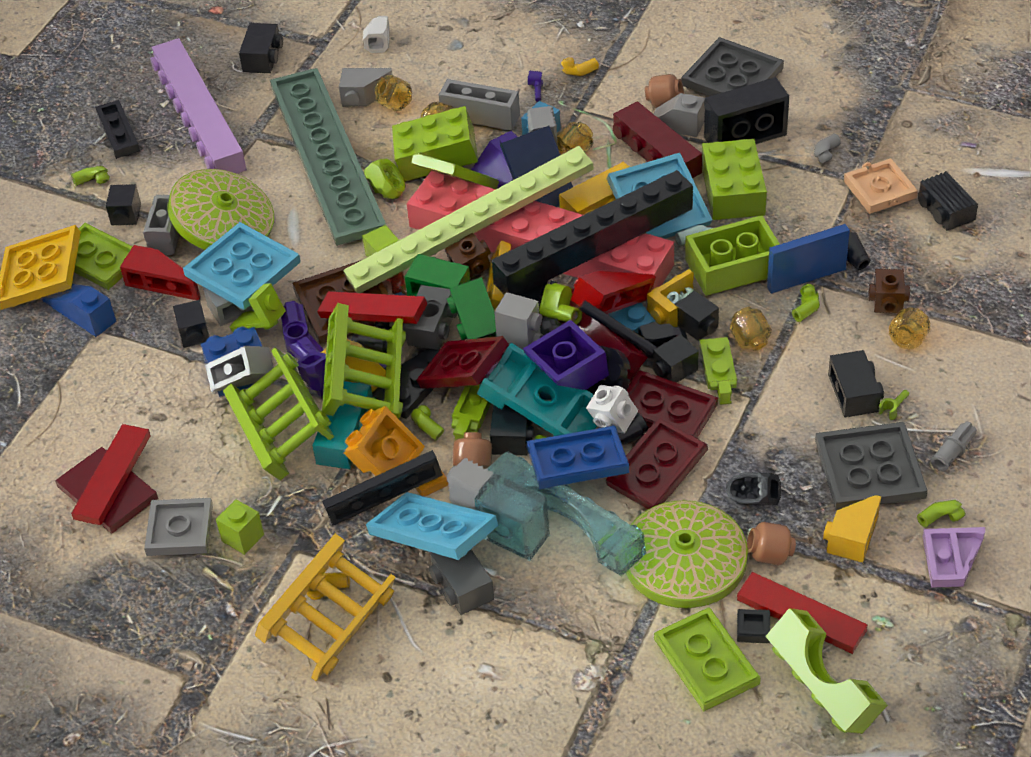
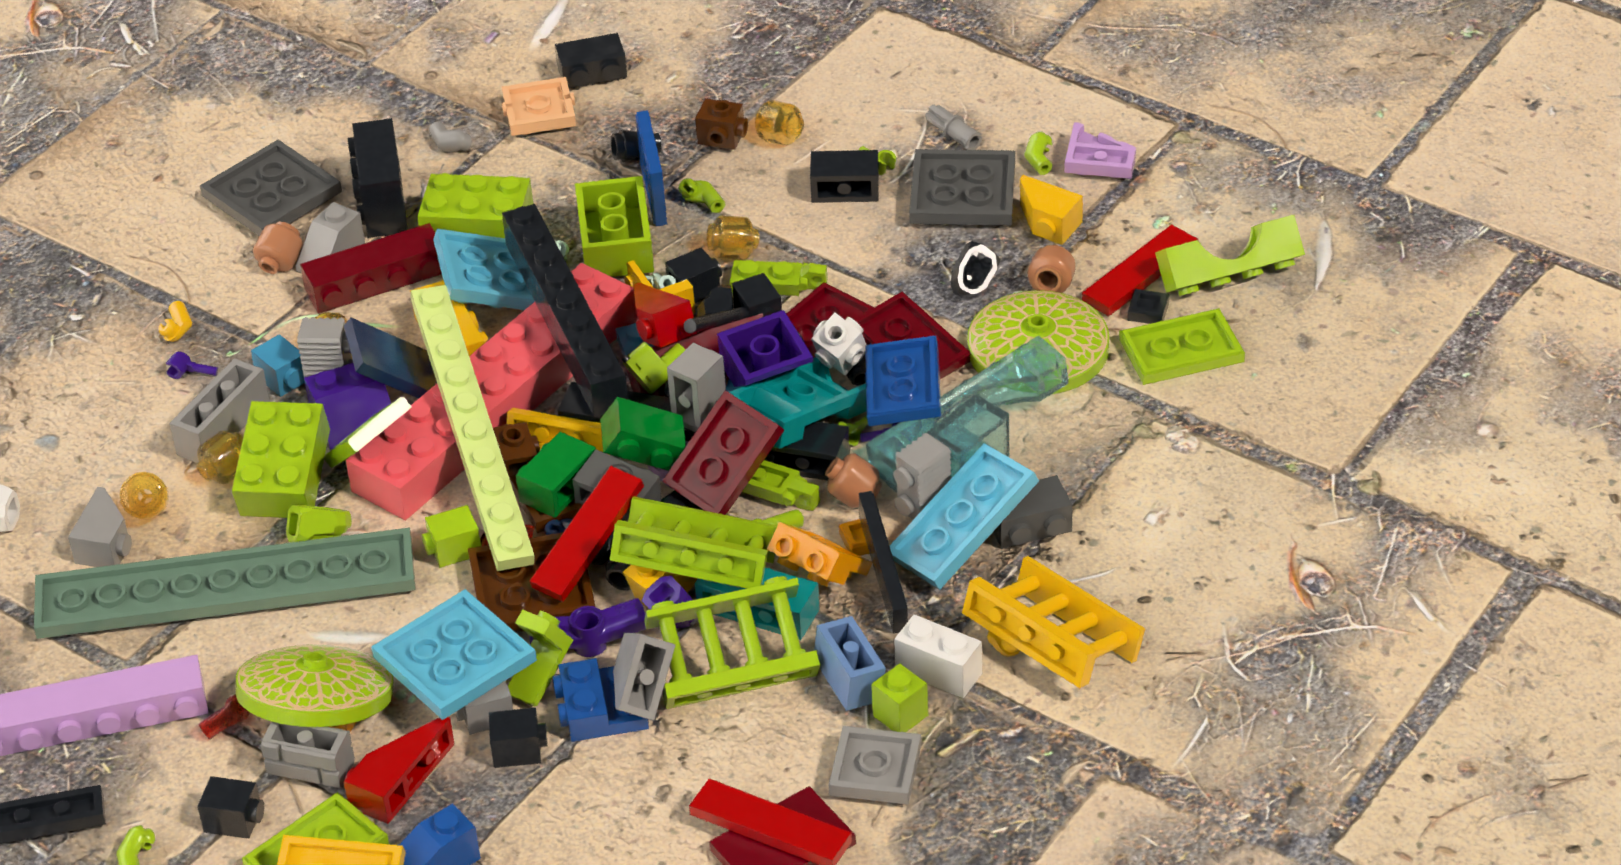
camera: 80 degrees left, 5 degrees down
(270, 485) = (848, 661): none -> medium blue brick
(288, 542) = (939, 655): none -> white brick

